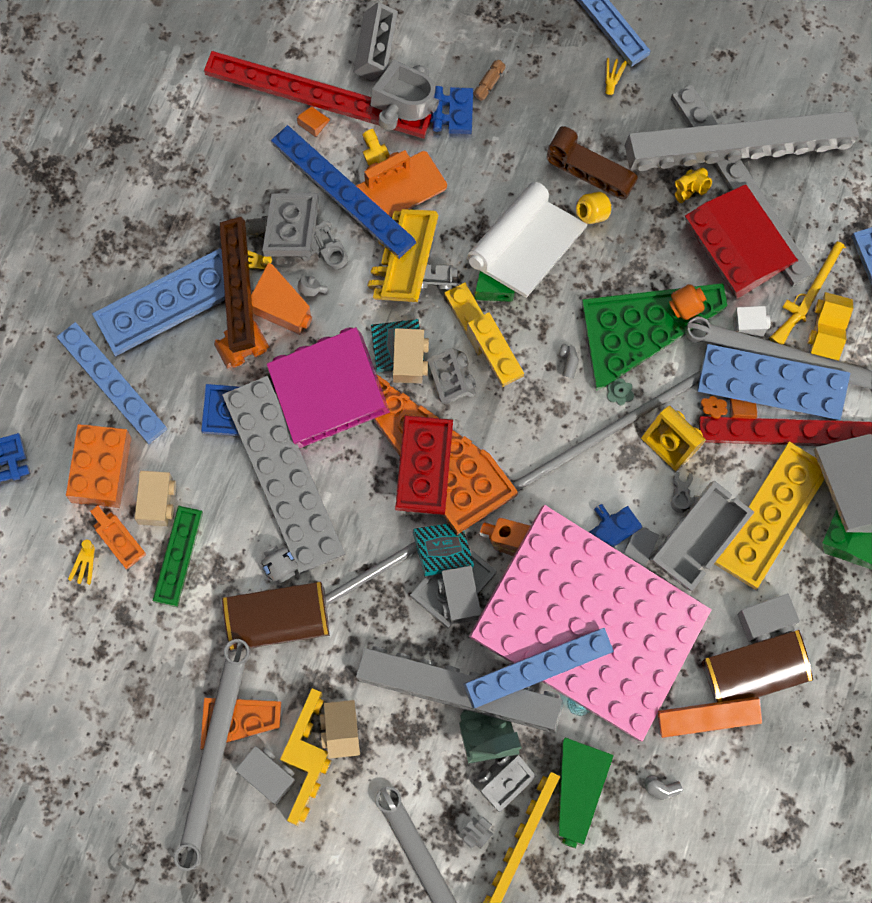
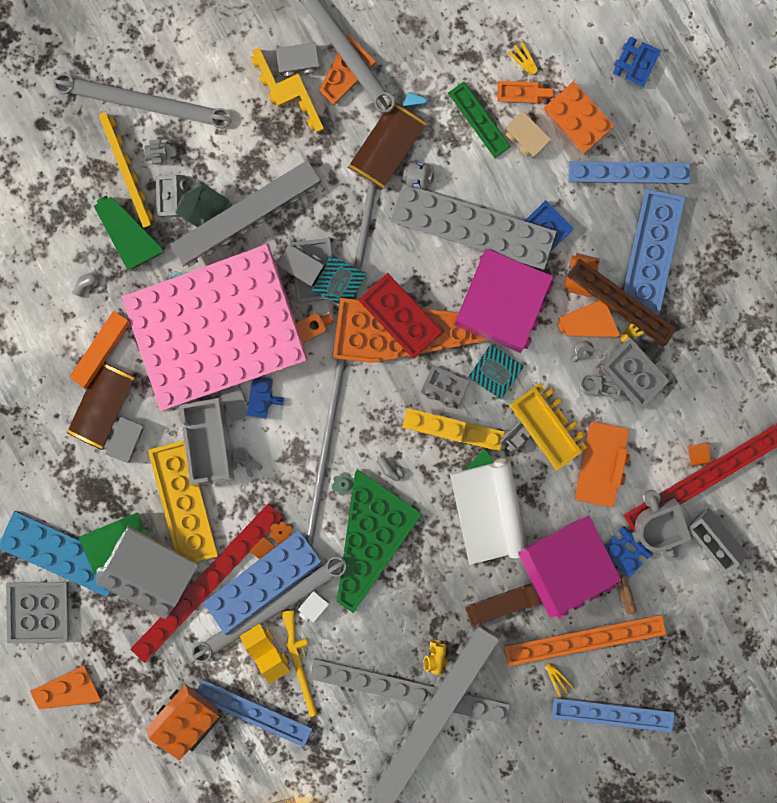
camera: 135 degrees right, 15 degrees up
(212, 631) = (414, 100): none -> medium azure slope
(341, 729) = (284, 124): tan brick -> none
(343, 192) = (629, 426): blue plate -> none
(375, 153) = (638, 473): yellow plate -> none
(408, 356) = (479, 369): tan brick -> none
(511, 134) = (569, 567): none -> dark pink brick
(538, 668) = (213, 268): medium blue plate -> none
(560, 80) = (584, 640): none -> orange plate
(593, 207) = (476, 578): yellow head -> none
(673, 438) = (282, 487): yellow brick -> none
(687, 302) = (358, 575): orange head -> none
(740, 240) = (371, 651): red slope -> none

